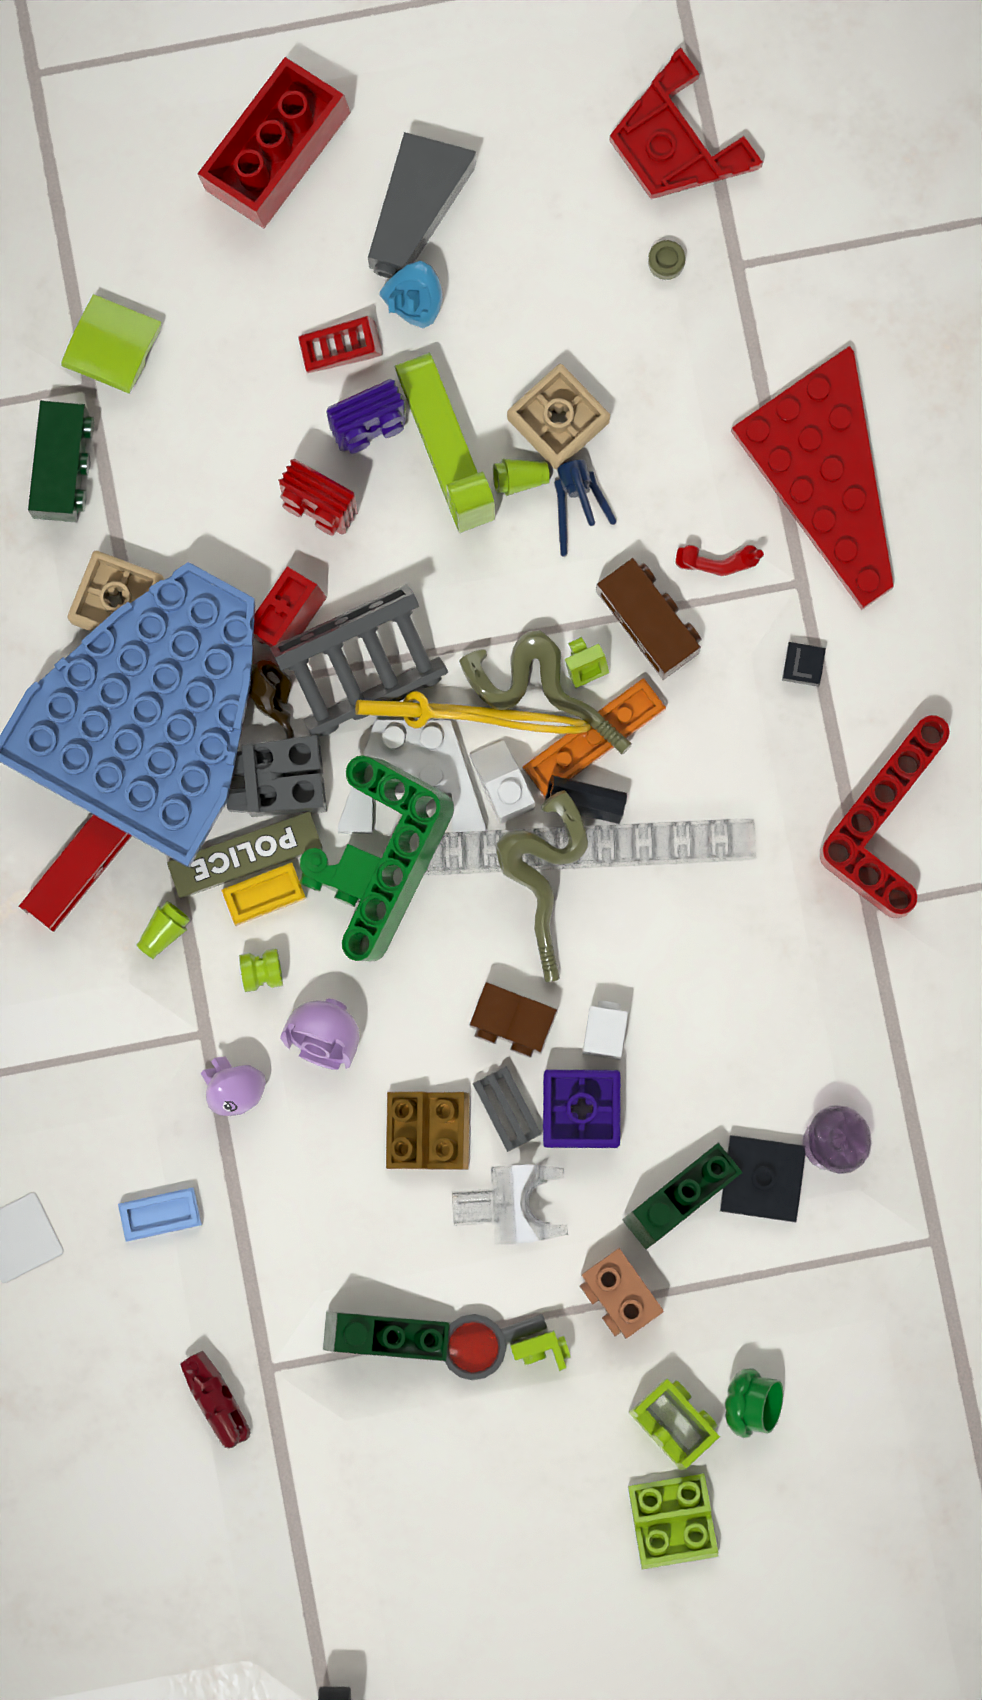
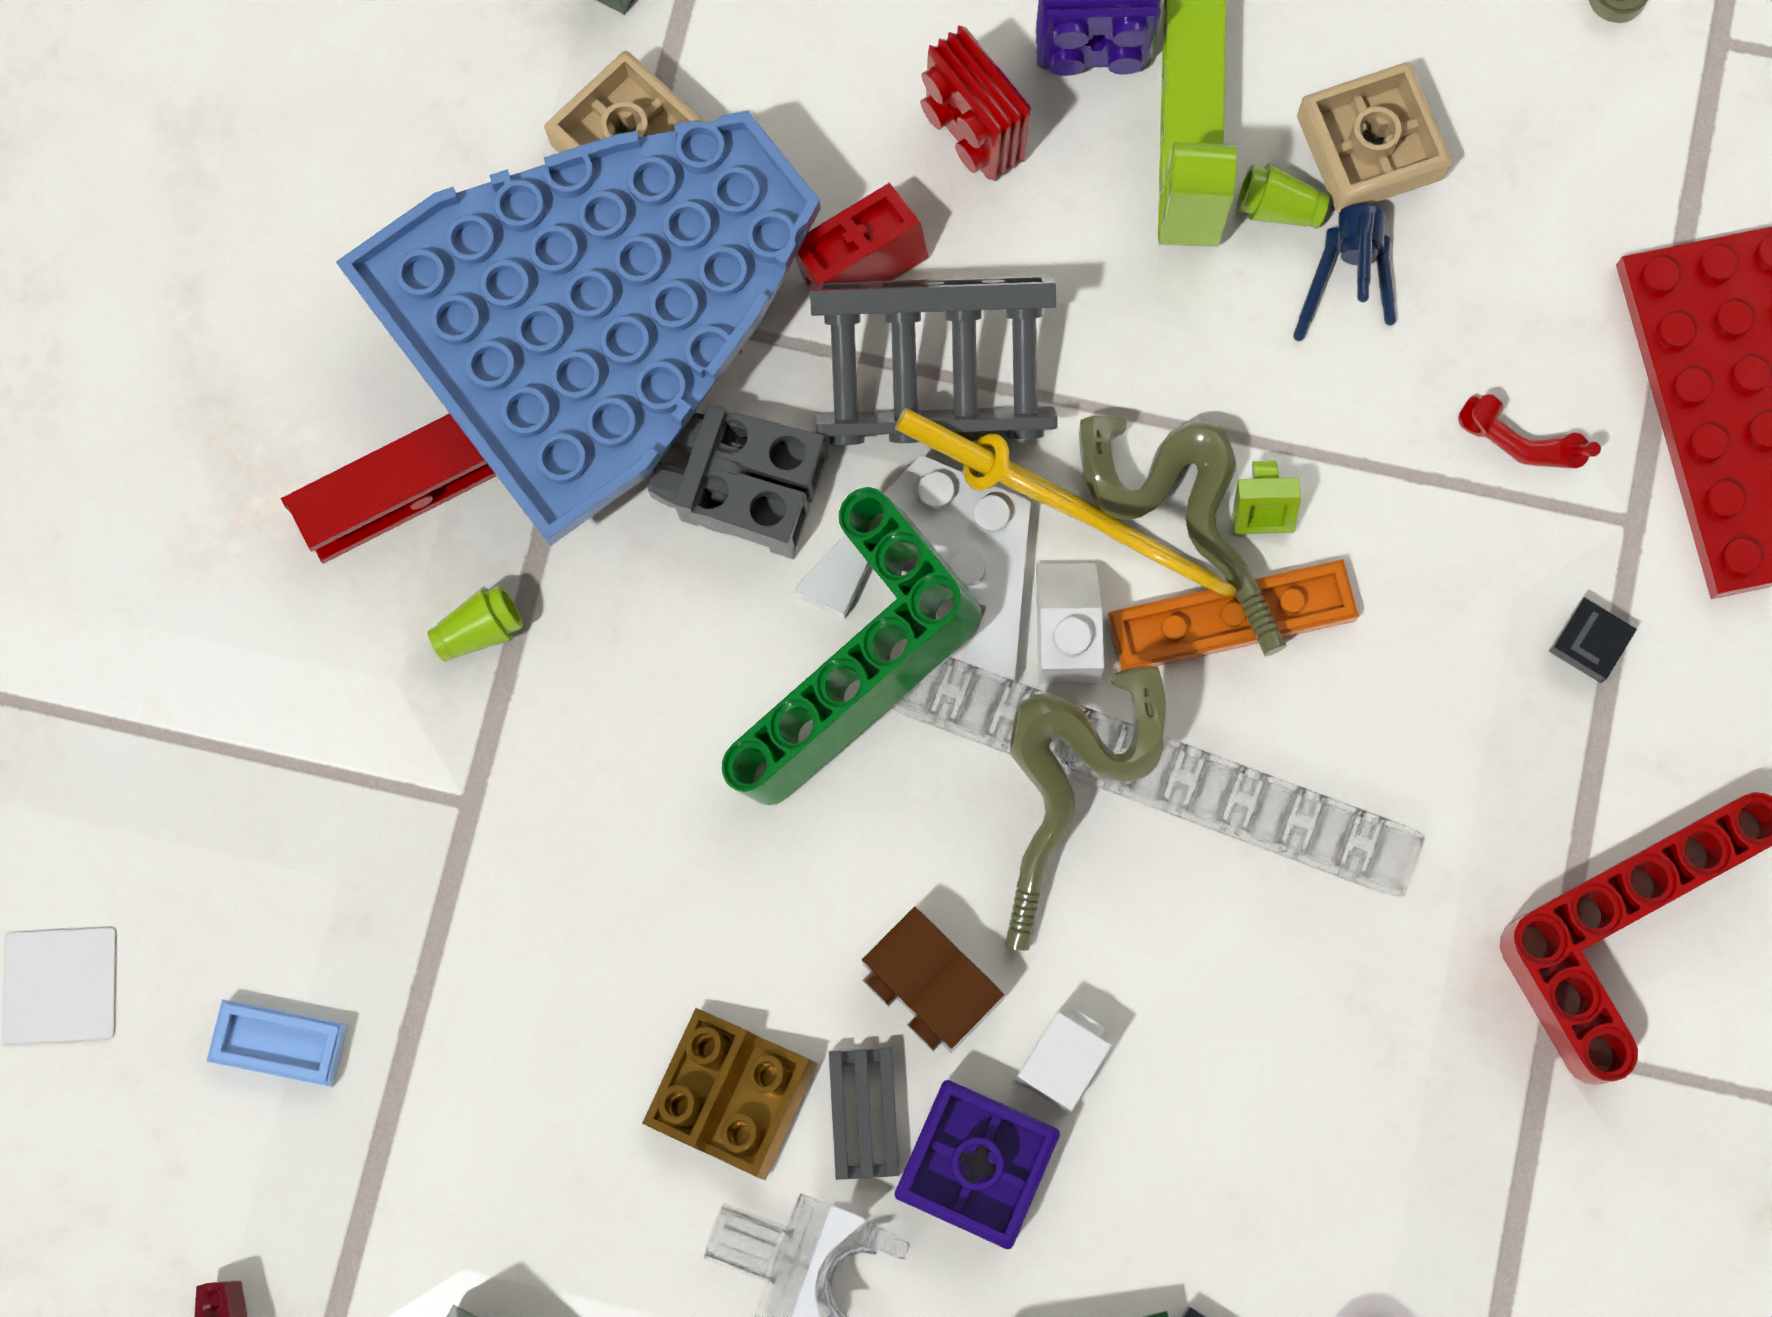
camera: 25 degrees right, 5 degrees down
(232, 1089) = (468, 902): lavender piece -> none
(245, 855) = (646, 569): olive tile -> none
(257, 970) = (583, 743): lime wheel -> none
(263, 894) = (646, 637): yellow tile -> none
(268, 689) = (787, 346): dark brown piece -> none
(323, 1033) = (638, 875): lavender cylinder -> none
(346, 878) = (773, 661): green brick -> none
(591, 799) = (1192, 703): black axle -> none
(649, 617) = (1388, 475): reddish brown brick -> none

